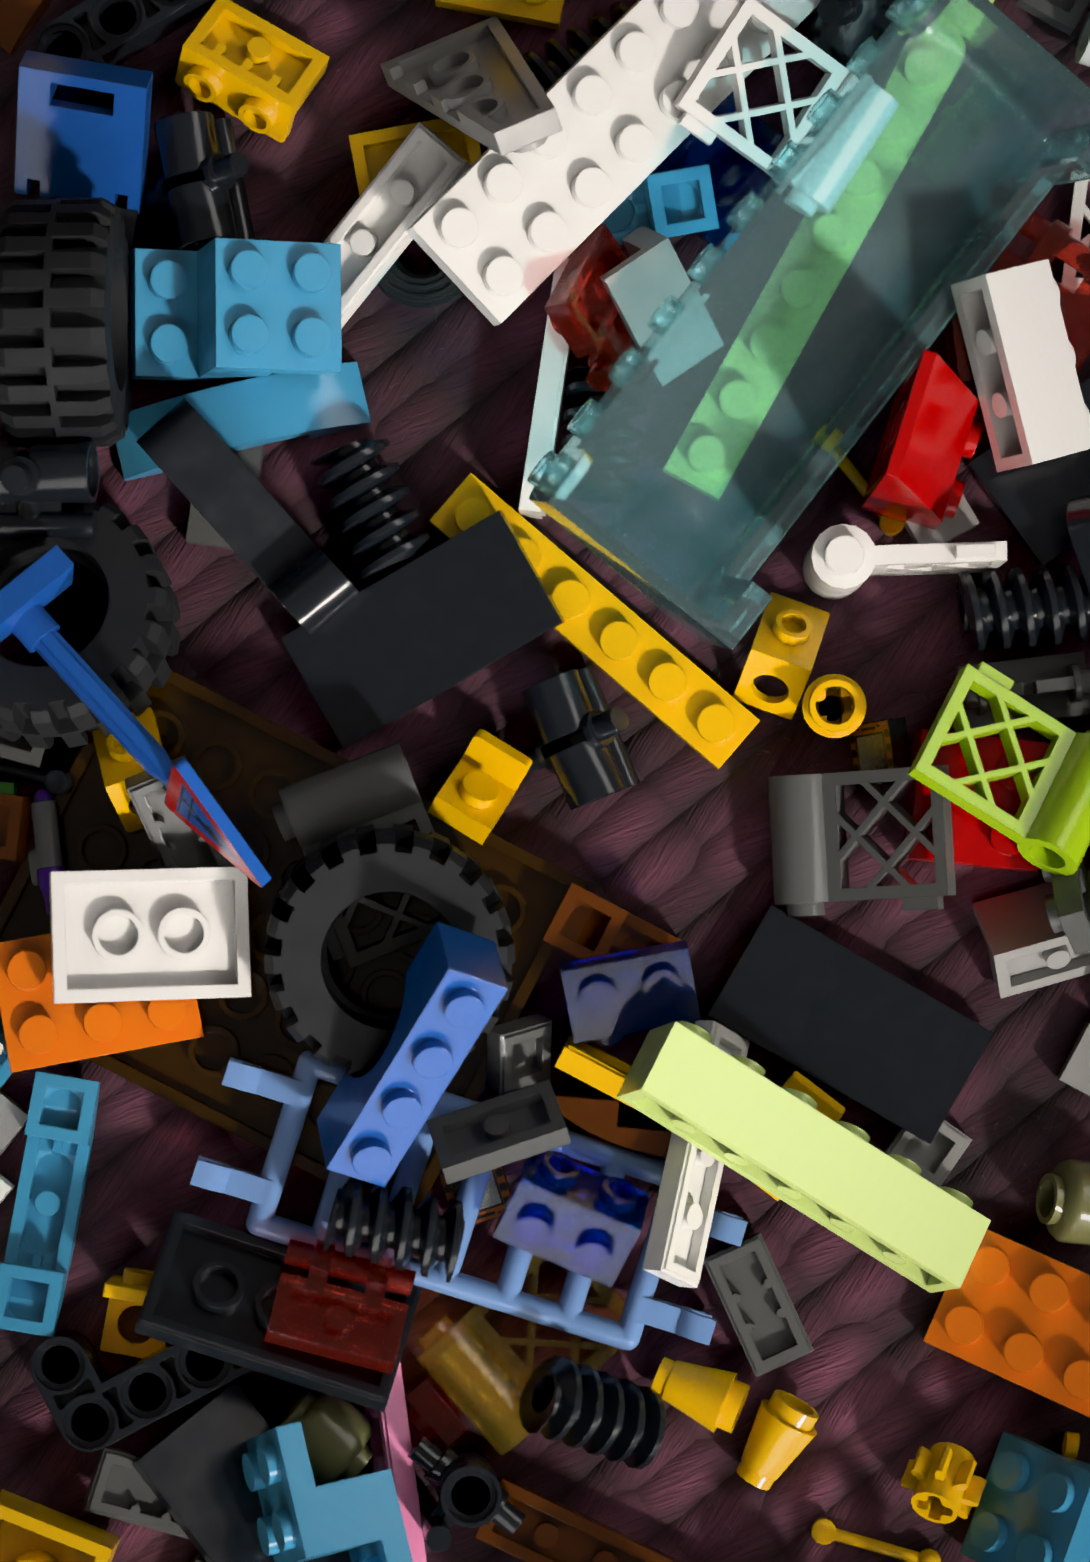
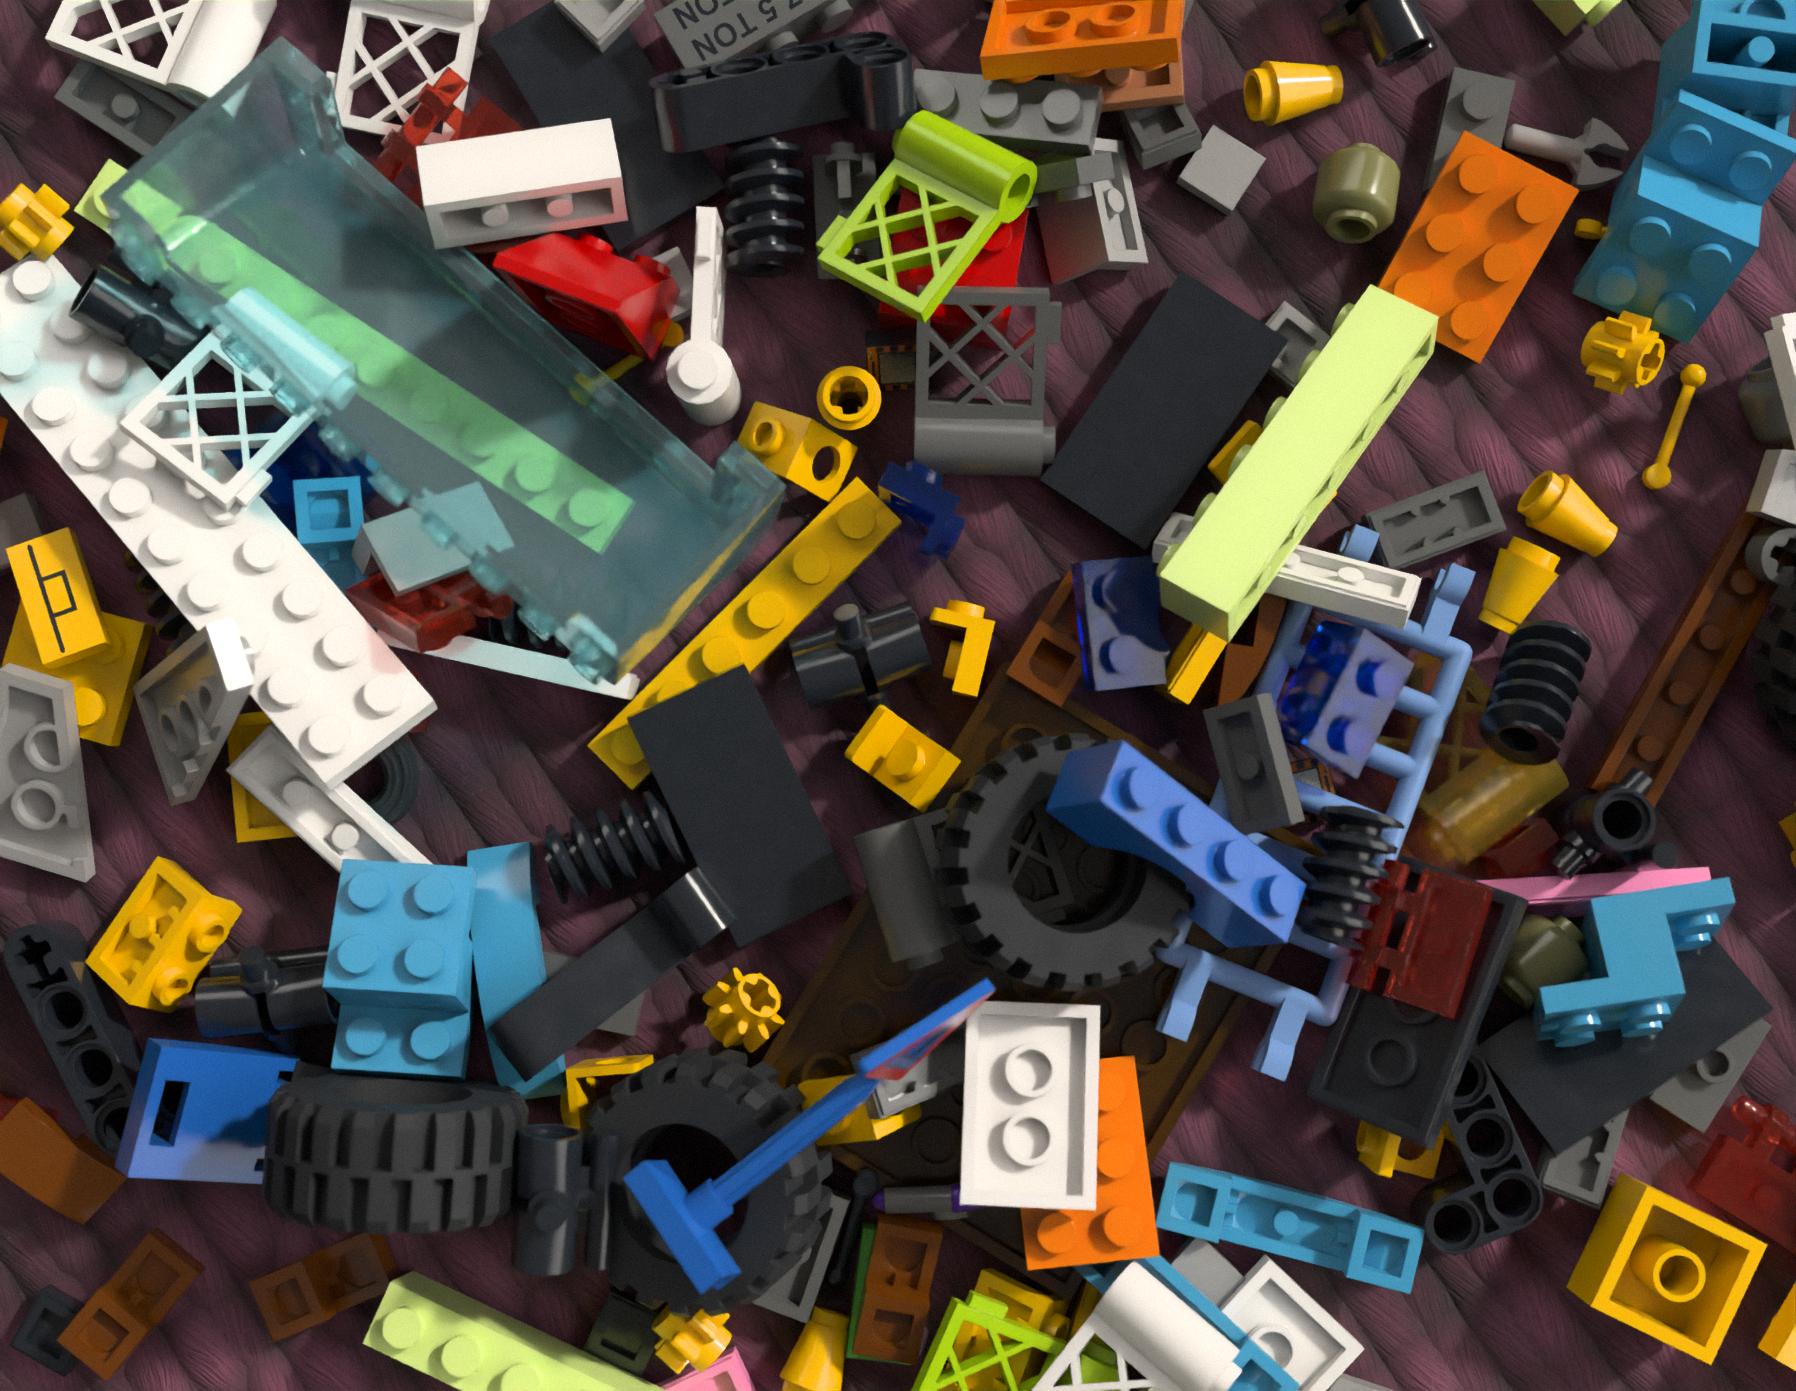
camera: 80 degrees left, 0 degrees up
(124, 493) = (581, 1089): none -> yellow bracket
(219, 648) = (743, 1009): none -> yellow gear
(519, 1053) = (1171, 739): dark grey tile -> none
(584, 842) = (967, 659): none -> yellow bracket
(743, 784) = (920, 496): none -> clear blue bracket

